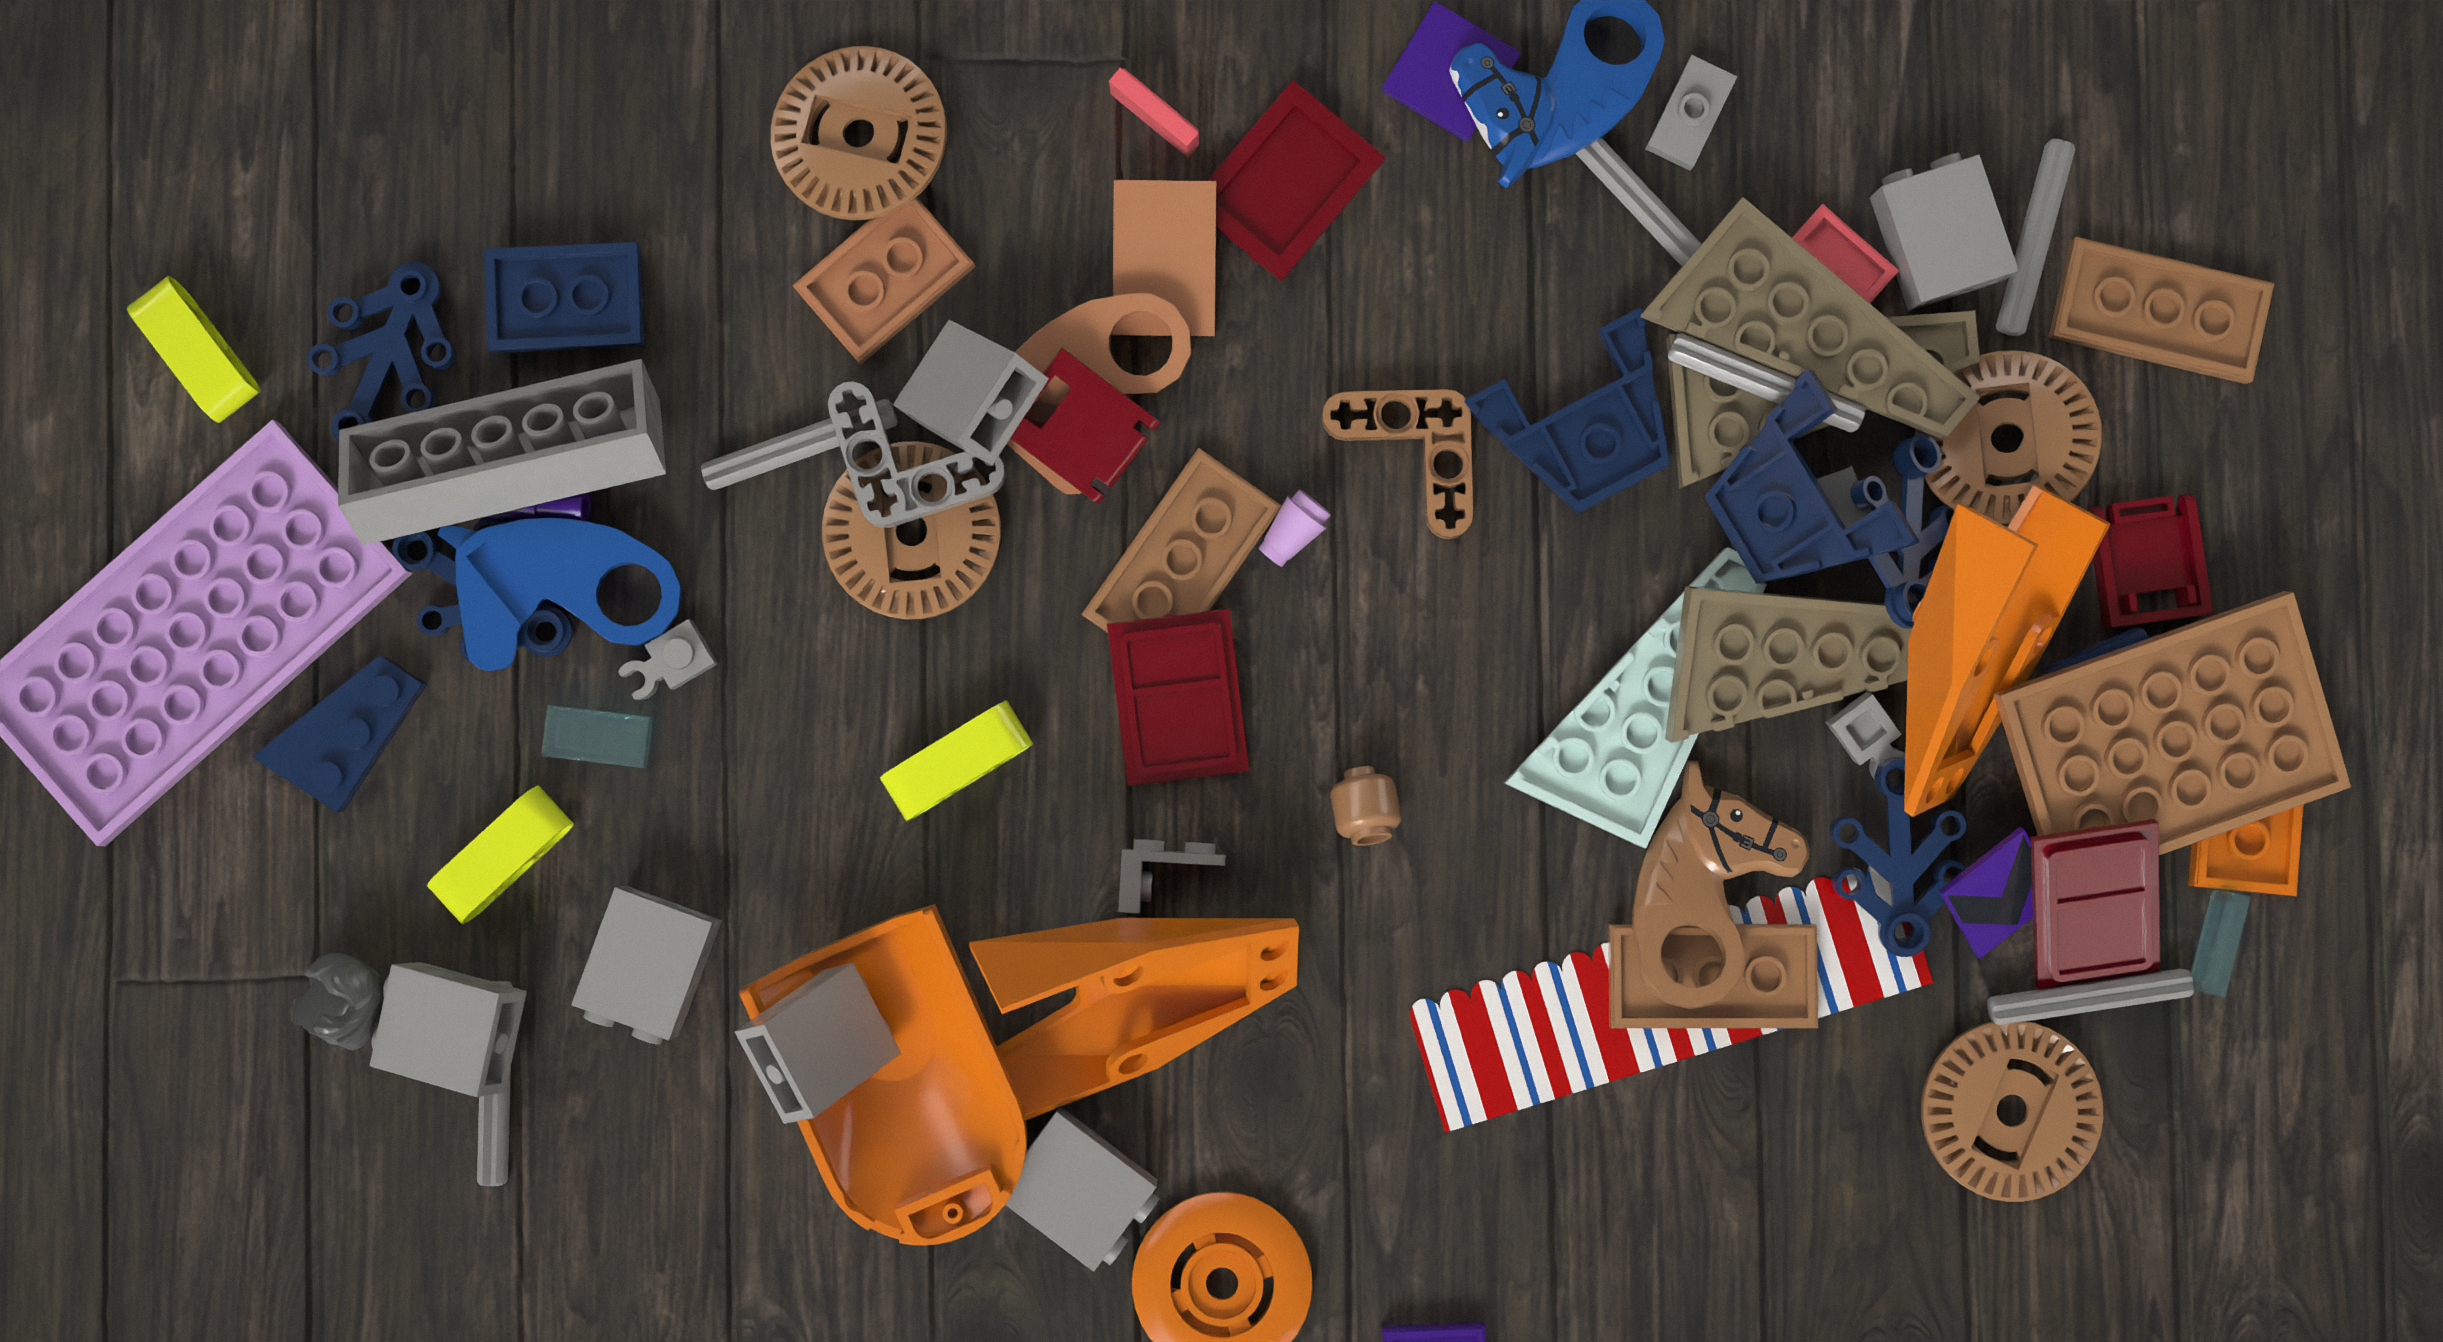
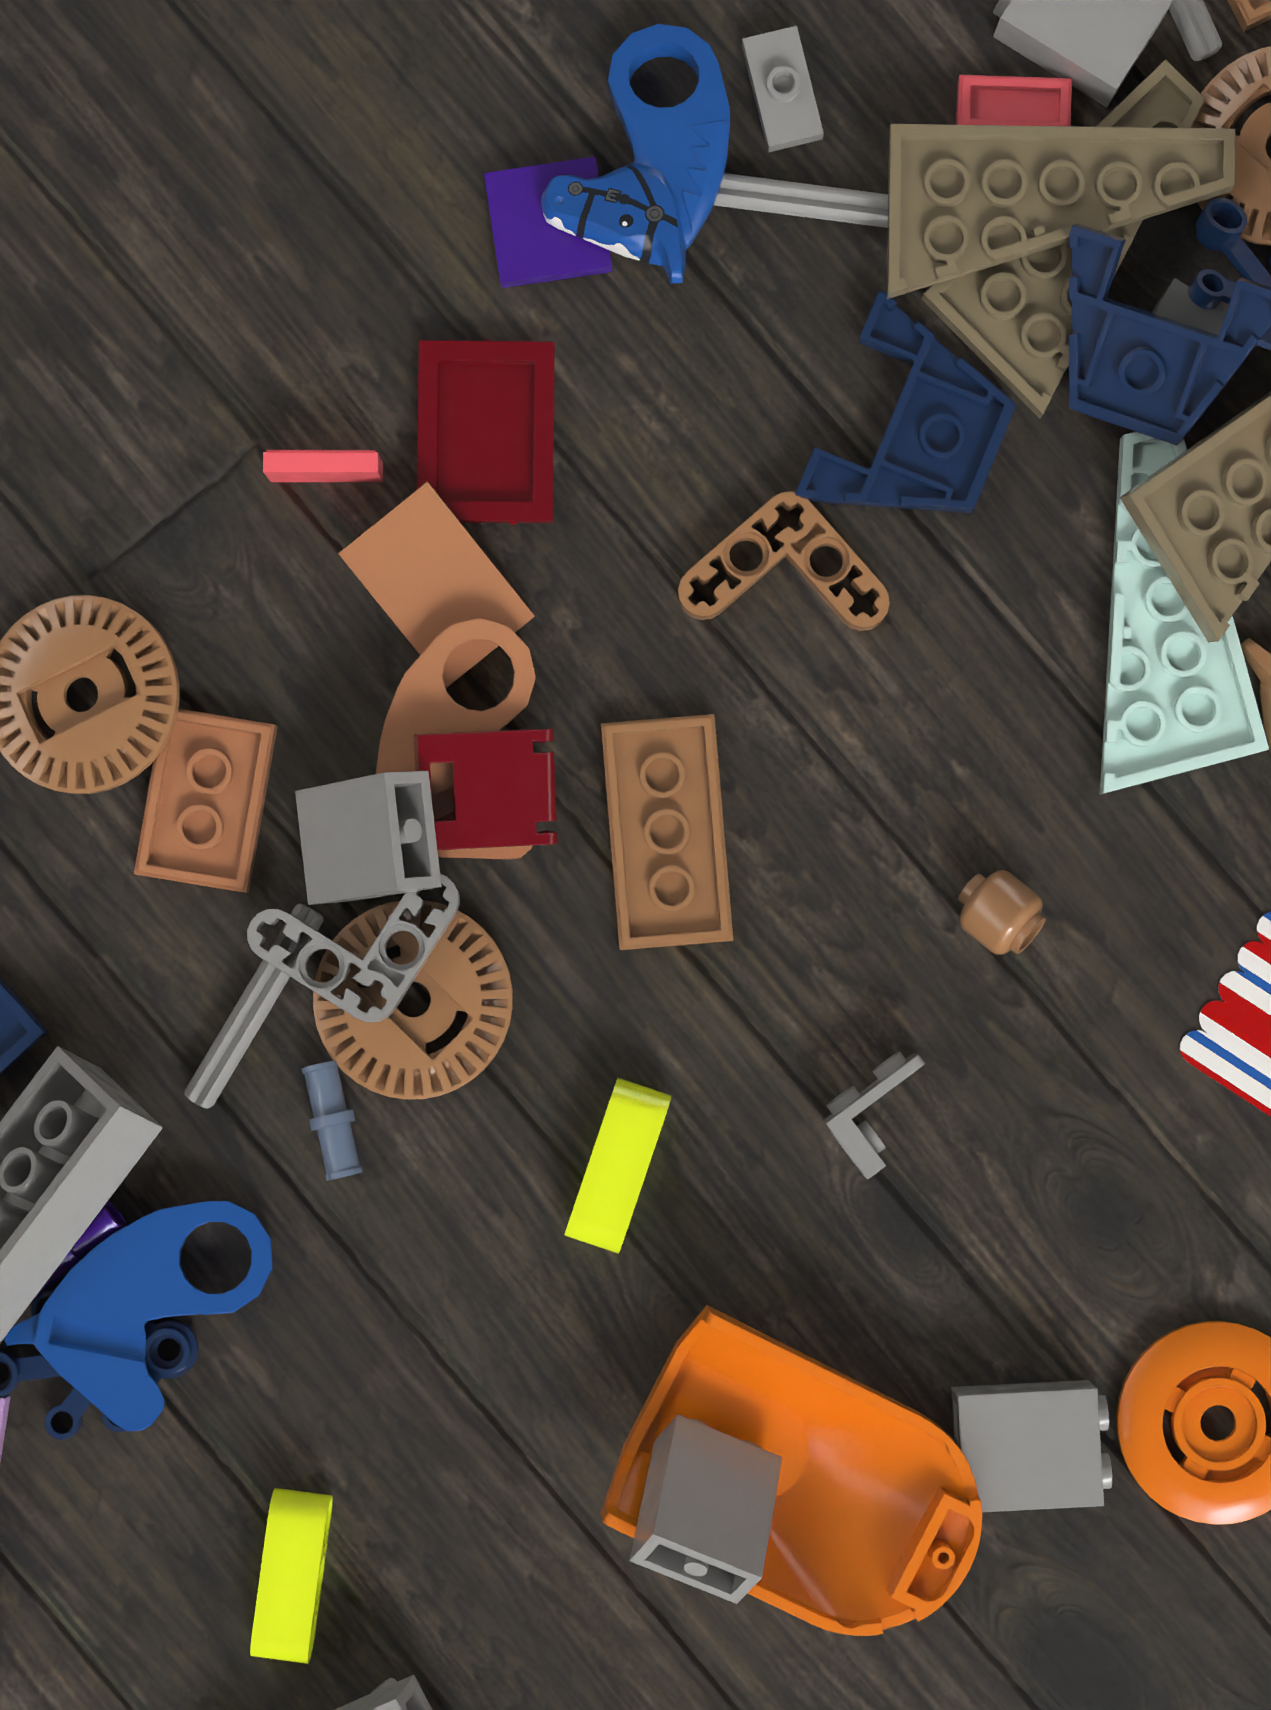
camera: 40 degrees left, 0 degrees up
(344, 734) = (68, 1584): dark blue wing -> none
(597, 736) = (289, 1403): clear light blue tile -> none
(645, 964) = (496, 1565): light grey brick -> none
(675, 657) = (300, 1279): light grey plate -> none
(786, 567) = (331, 1120): none -> sand blue pin
(1139, 999) = (935, 1246): orange windscreen -> none
(1178, 696) = (761, 951): dark red piece -> none
(1294, 527) = (740, 724): lavender cone -> none
(1754, 377) = (1027, 271): light grey axle -> none

